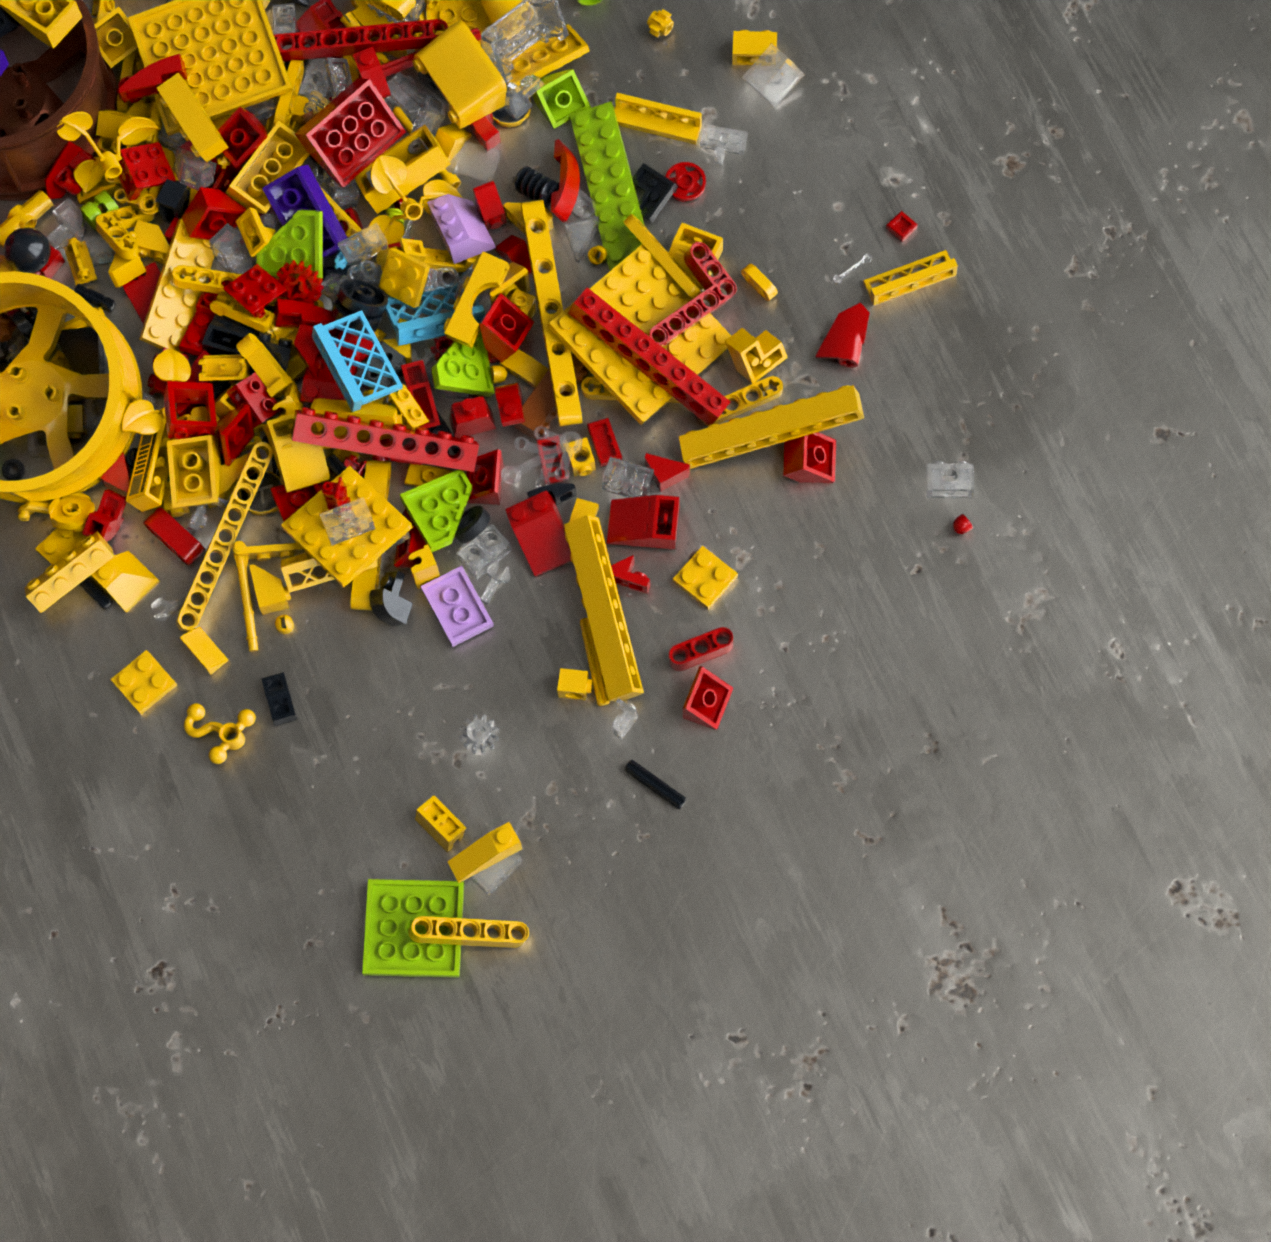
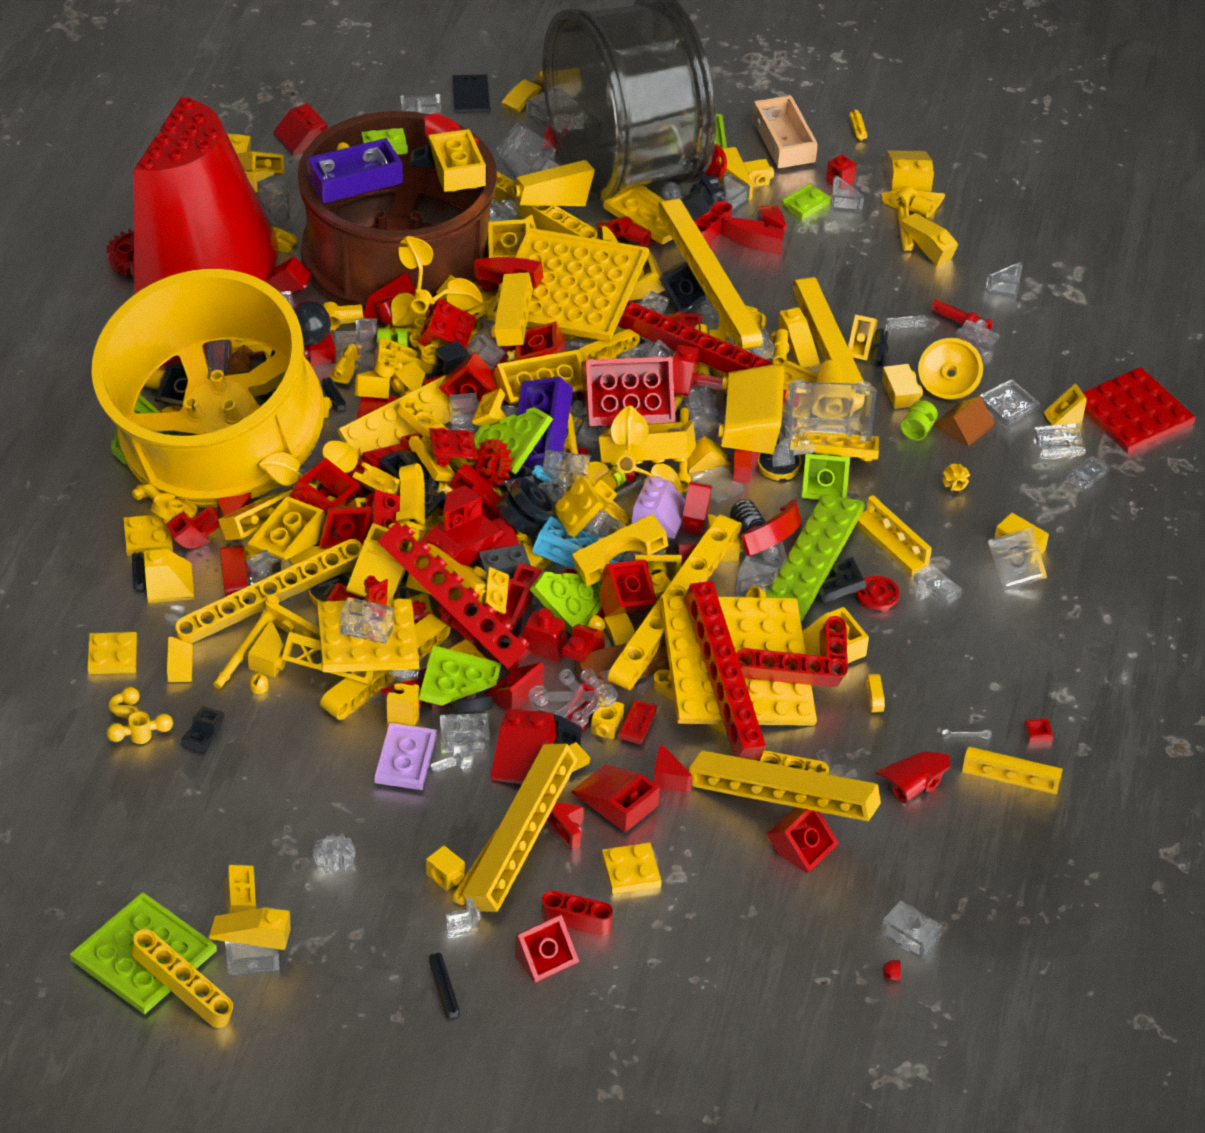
camera: 30 degrees right, 25 degrees down
(68, 572) = (129, 540): yellow brick -> none
(337, 363) = (464, 528): medium azure fence -> none
(386, 601) = (350, 716): black brick -> none
(627, 478) = (629, 751): clear brick -> none
(662, 256) = (804, 614): yellow beam -> none
(753, 355) = (820, 738): yellow brick -> none

